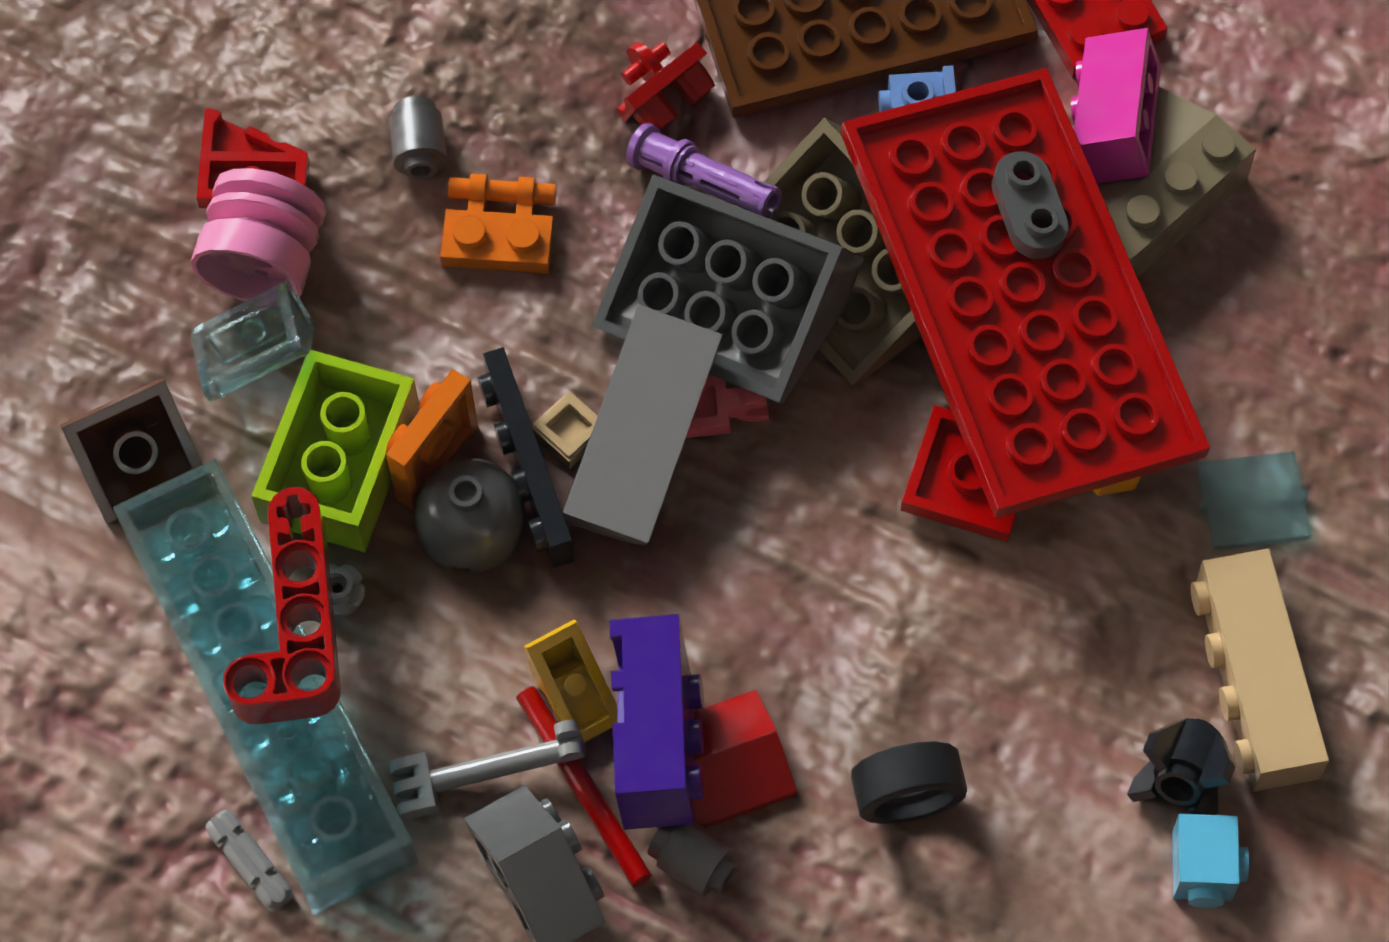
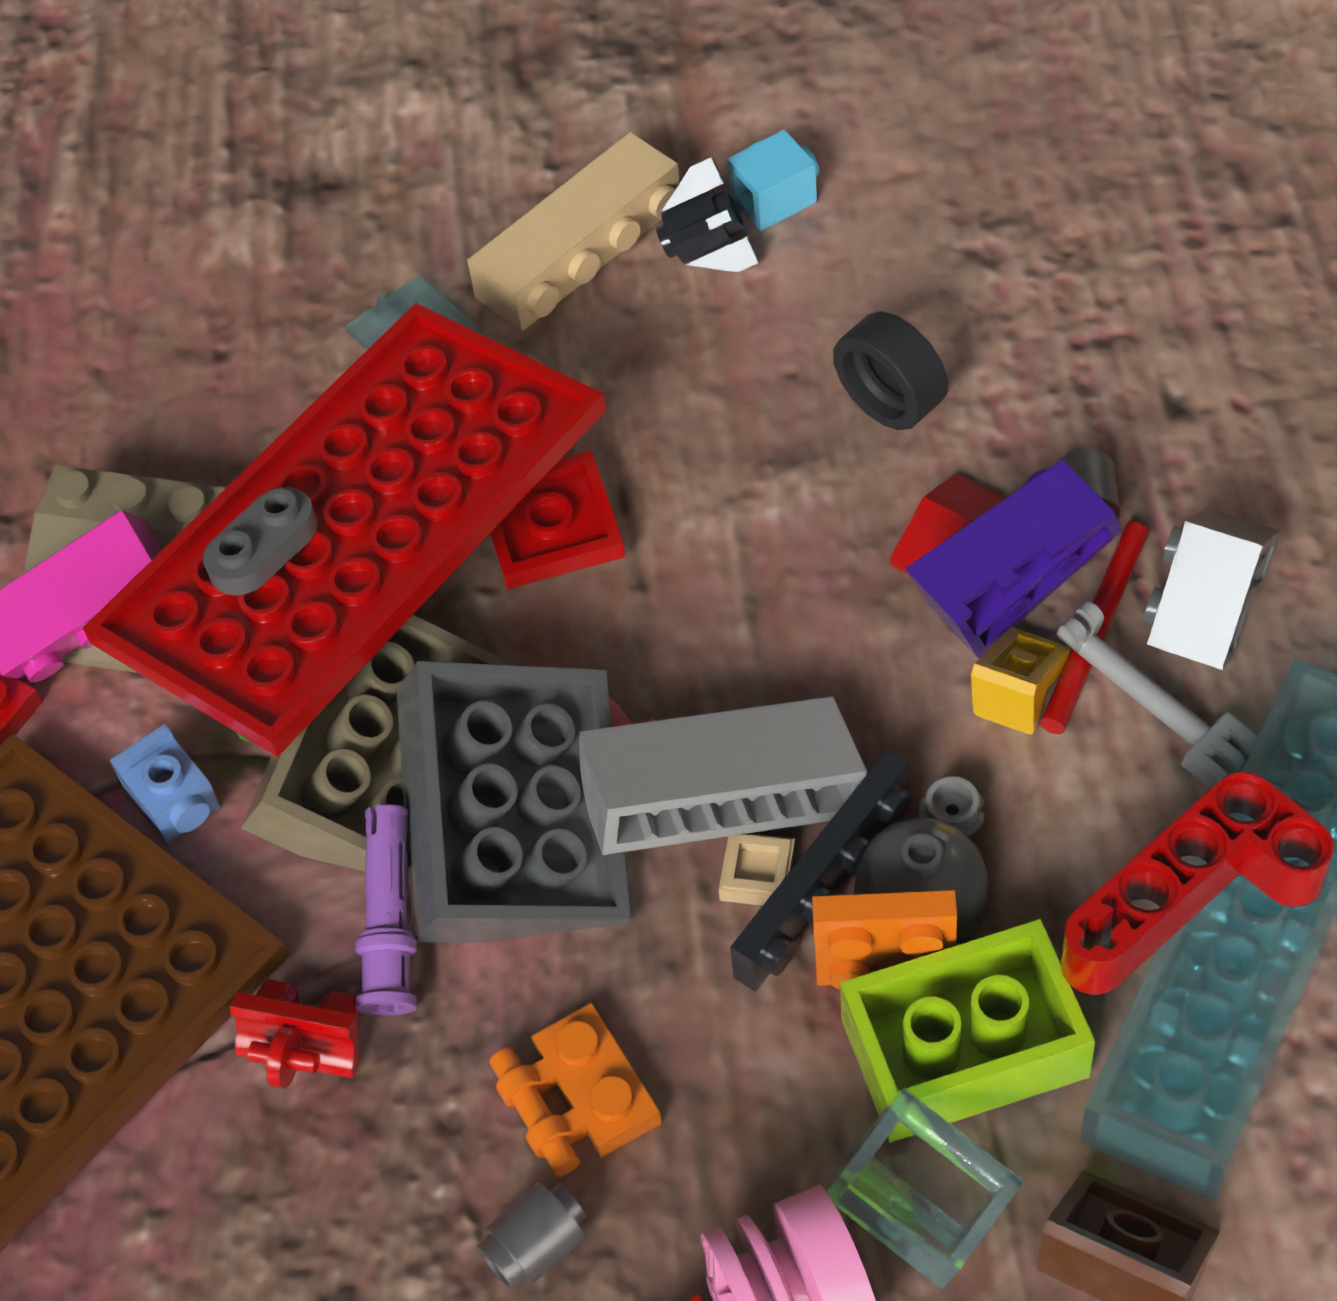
camera: 120 degrees left, 10 degrees down
(510, 562) = (957, 794): none -> light grey plate

